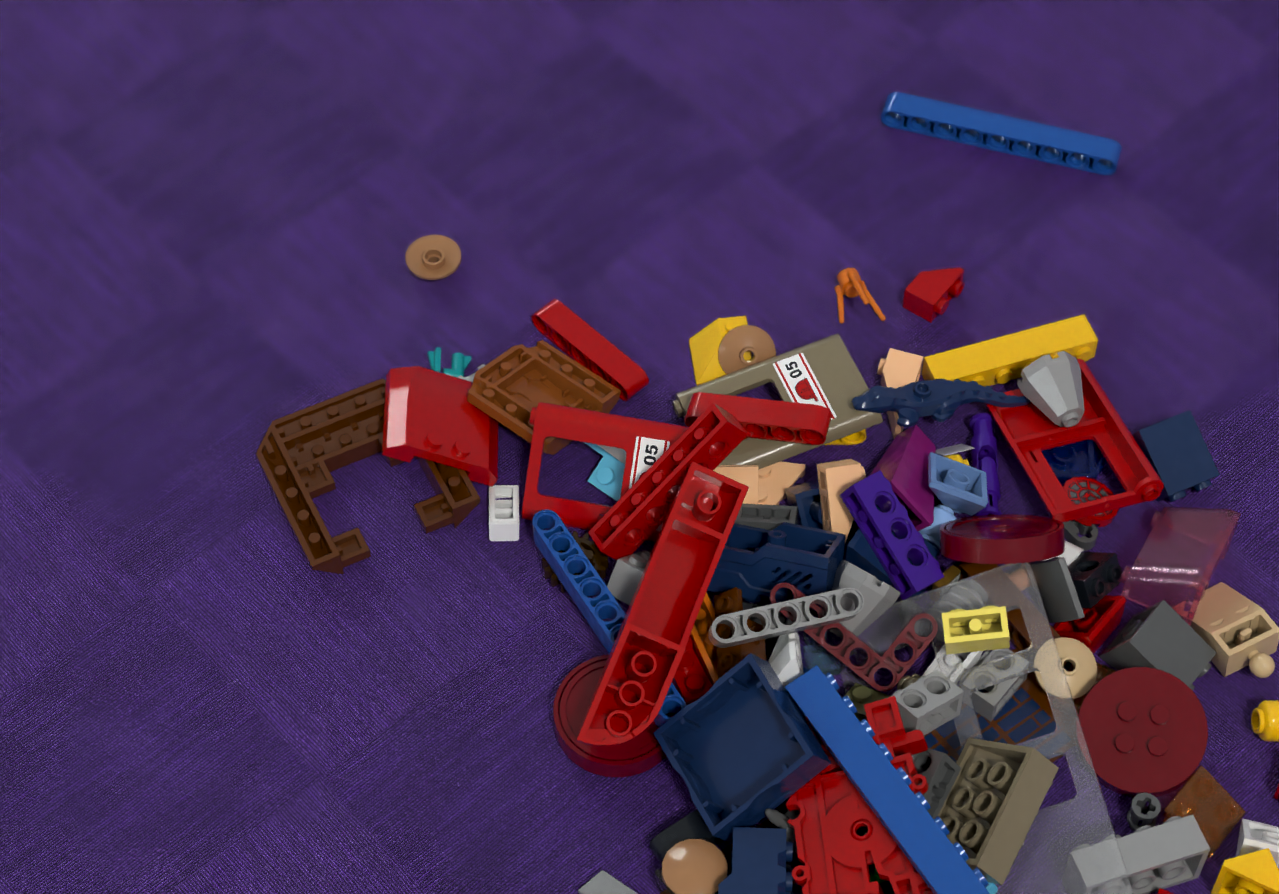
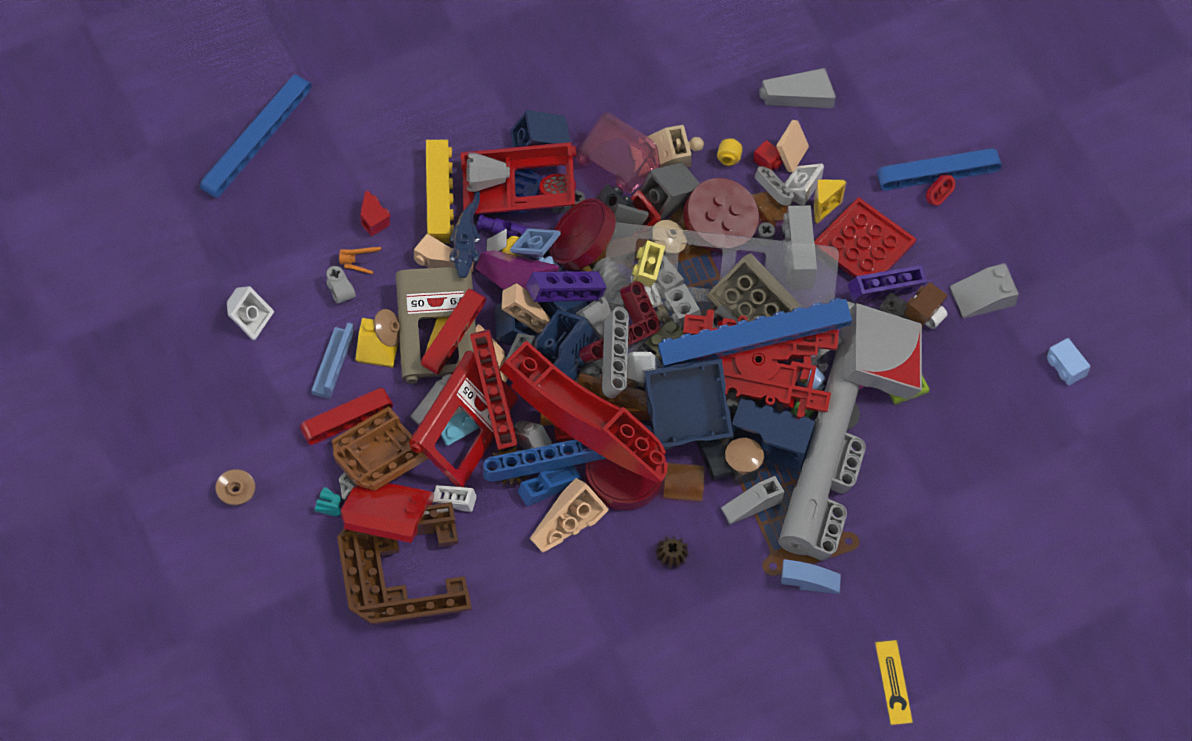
camera: 80 degrees left, 5 degrees up
(497, 816) = (665, 548): none -> dark brown gear
(519, 661) = (571, 512): none -> light nougat wedge
(562, 620) = (547, 484): none -> blue slope
(632, 806) = (684, 482): none -> clear orange hinge
(670, 313) = (333, 361): none -> medium blue fence
(709, 198) = (248, 311): none -> white slope
(797, 285) = (339, 285): none -> light grey piece
(1231, 804) = (774, 185): none -> light grey beam

